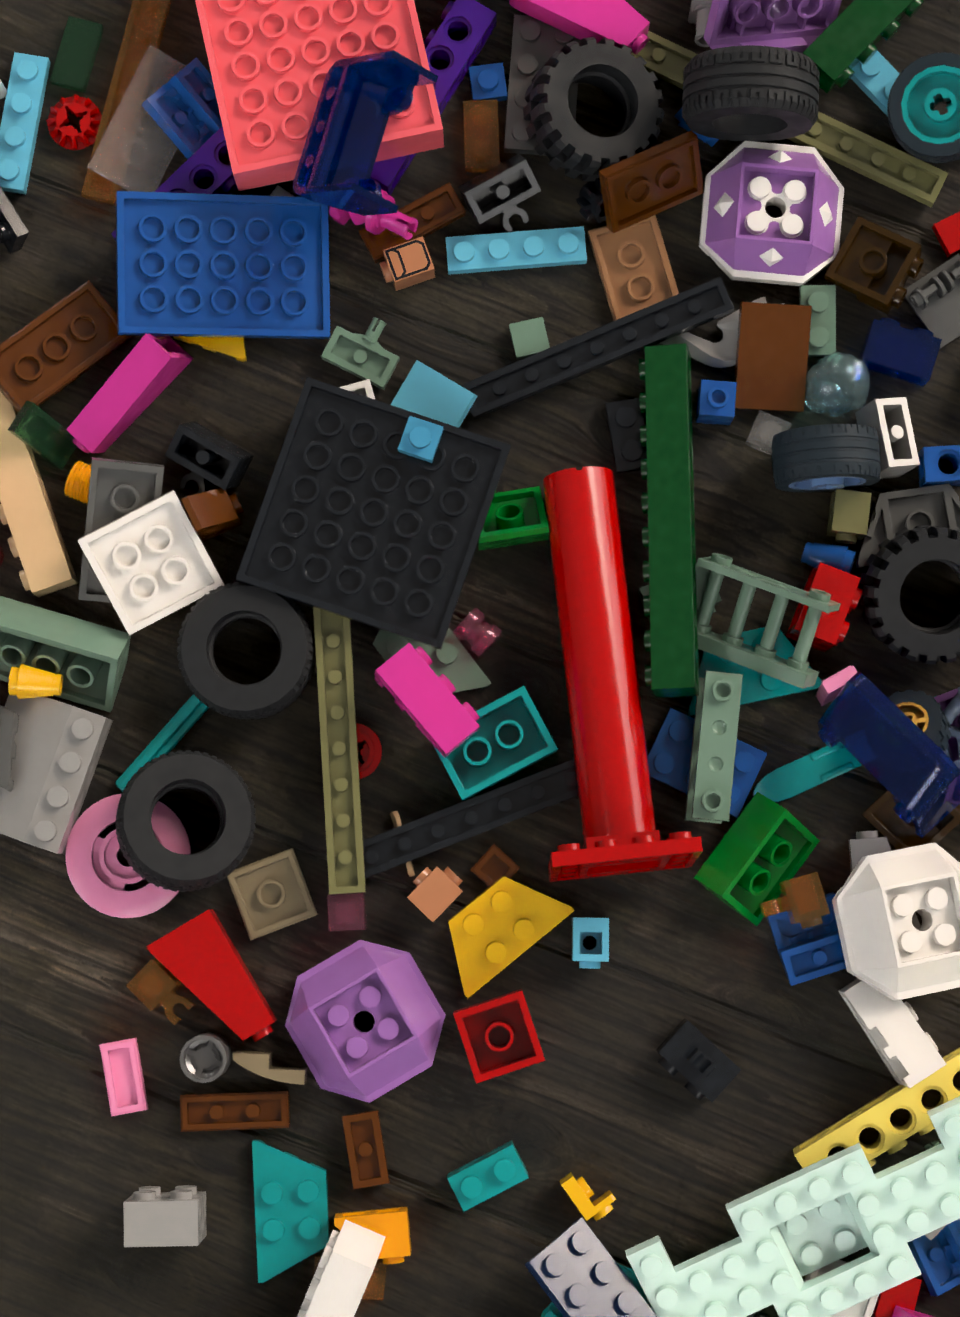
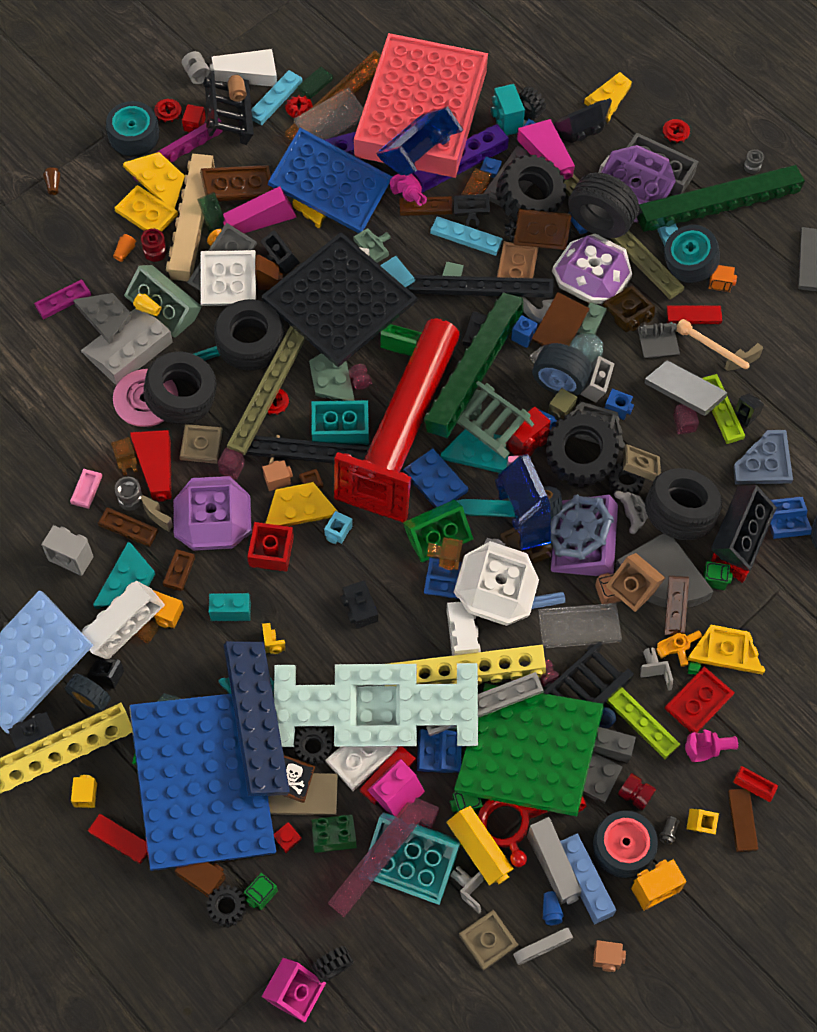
camera: 25 degrees right, 20 degrees down
(186, 108) = (347, 116): blue slope -> none
(407, 264) = (413, 218): nougat brick -> none
(420, 439) = (377, 276): dark azure plate -> none
(427, 699) = (319, 380): dark pink wedge -> none
(713, 748) = (441, 462): sand green fence -> none
(900, 351) = (622, 349): clear blue brick -> none

